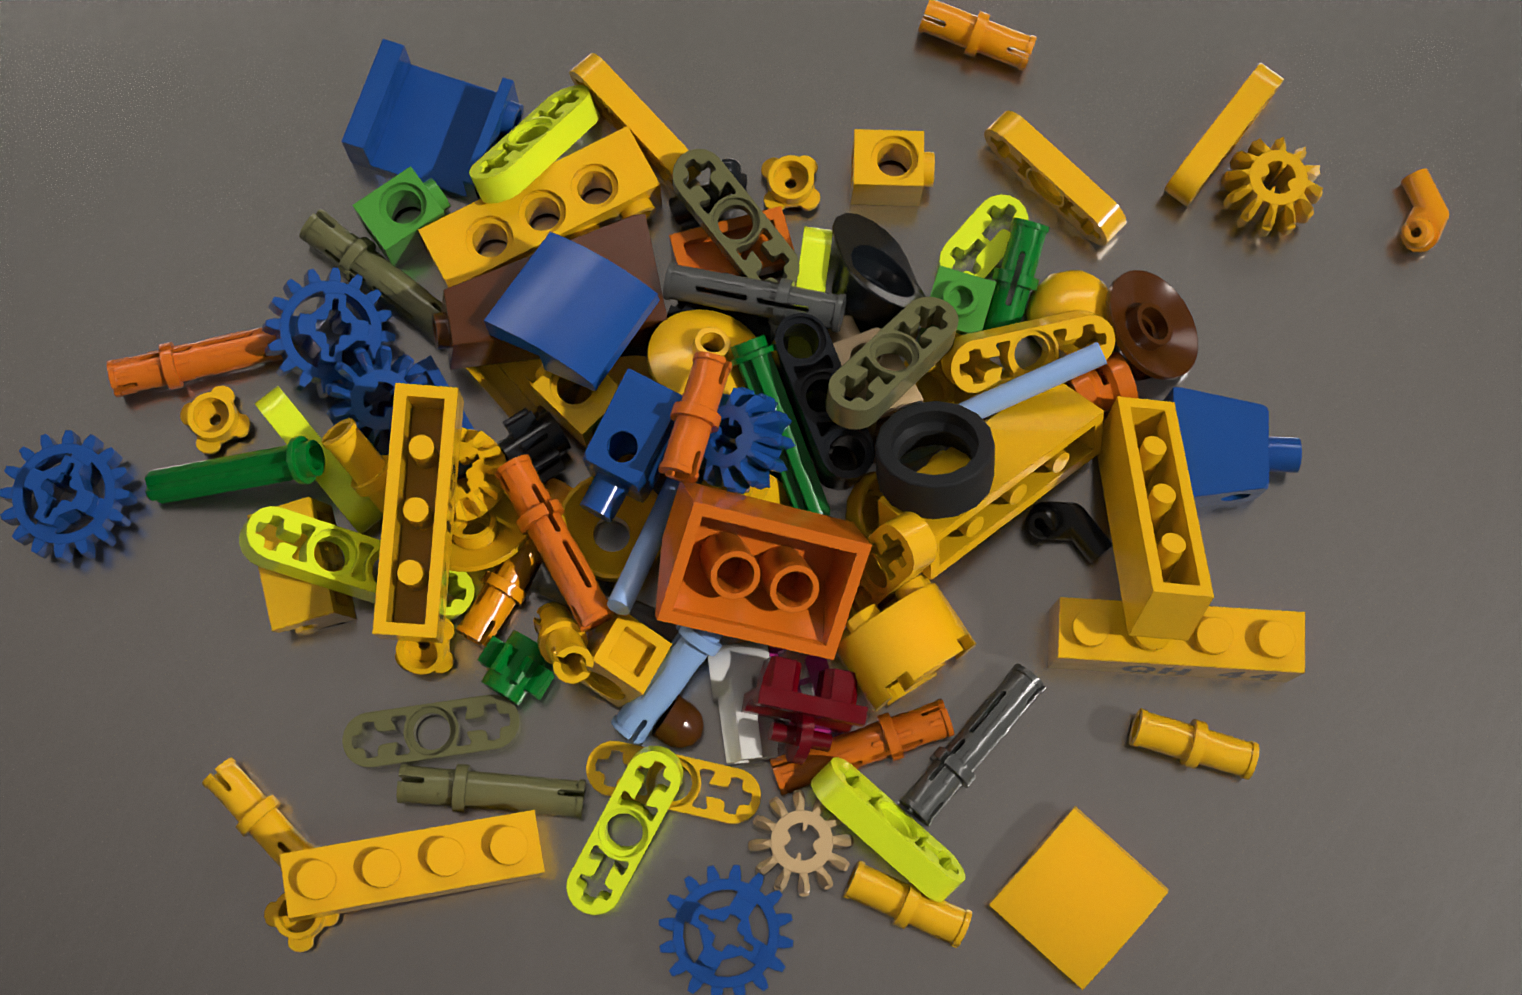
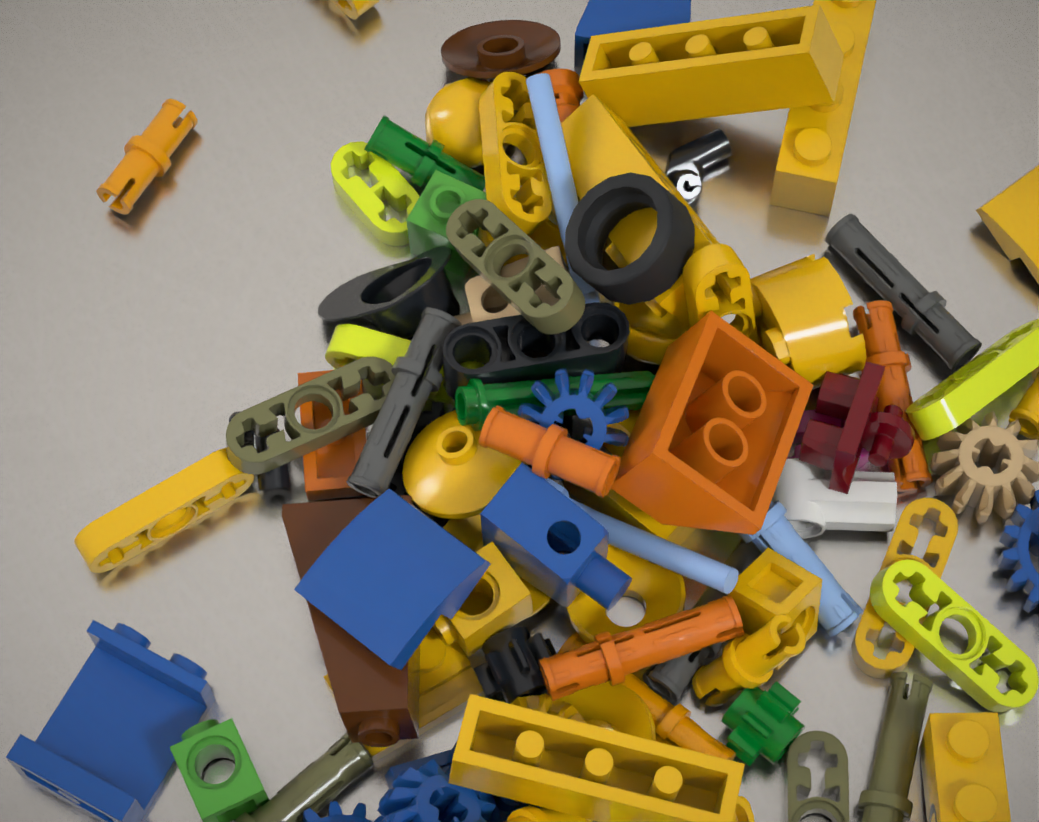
camera: 75 degrees left, 10 degrees down
(534, 144) = (195, 612): neon yellow beam -> none
(608, 164) = (215, 533): yellow brick -> none
(680, 724) = (848, 566): reddish brown hinge -> none
(793, 168) = (262, 350): yellow plate -> none
(873, 186) = (281, 286): yellow brick -> none
(1055, 178) = (323, 110): yellow beam -> none
(1194, 744) = (927, 95): yellow pin -> none

